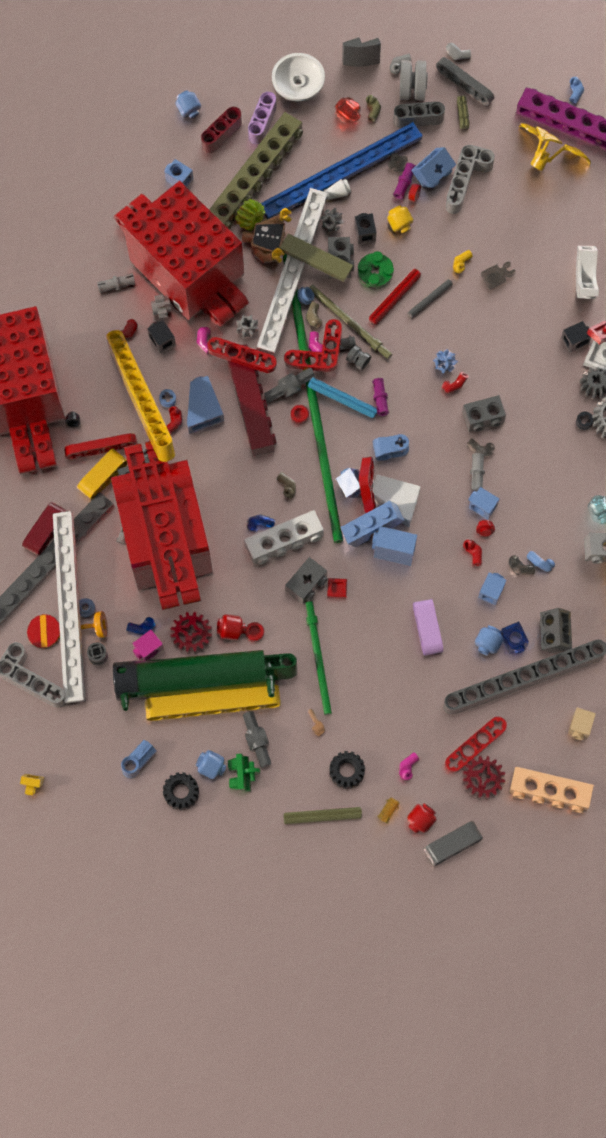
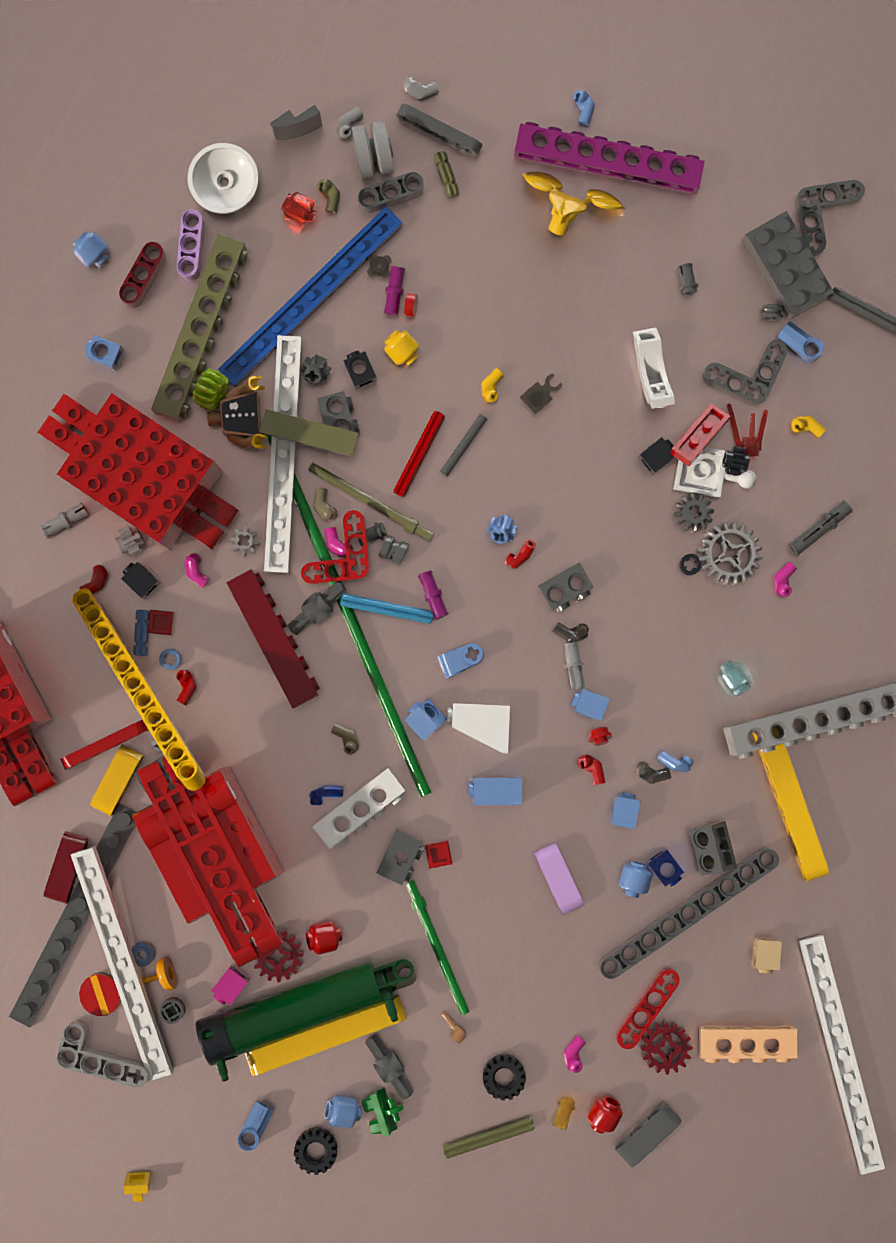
camera: 20 degrees left, 15 degrees up
(72, 419) = (60, 716): black hinge -> none
(142, 628) = (217, 963): clear blue arm -> none
(152, 372) = (140, 633): none -> medium blue axle
(167, 371) = (160, 622): none -> red tile
(203, 405) = (216, 660): medium blue slope -> none
(240, 357) = (248, 590): red beam -> none
(254, 632) = (353, 933): red tile -> none
(299, 414) = (338, 640): red tile -> none
(305, 295) = (307, 481): medium blue plate -> none
(338, 190) = (312, 324): white cone -> none
(361, 528) = (463, 770): medium blue arch -> none
(365, 482) = (443, 723): red beam -> none
(379, 261) = (383, 410): green plate -> none
(434, 167) = (427, 266): medium blue brick -> none
(463, 179) = (470, 271): light grey beam -> none

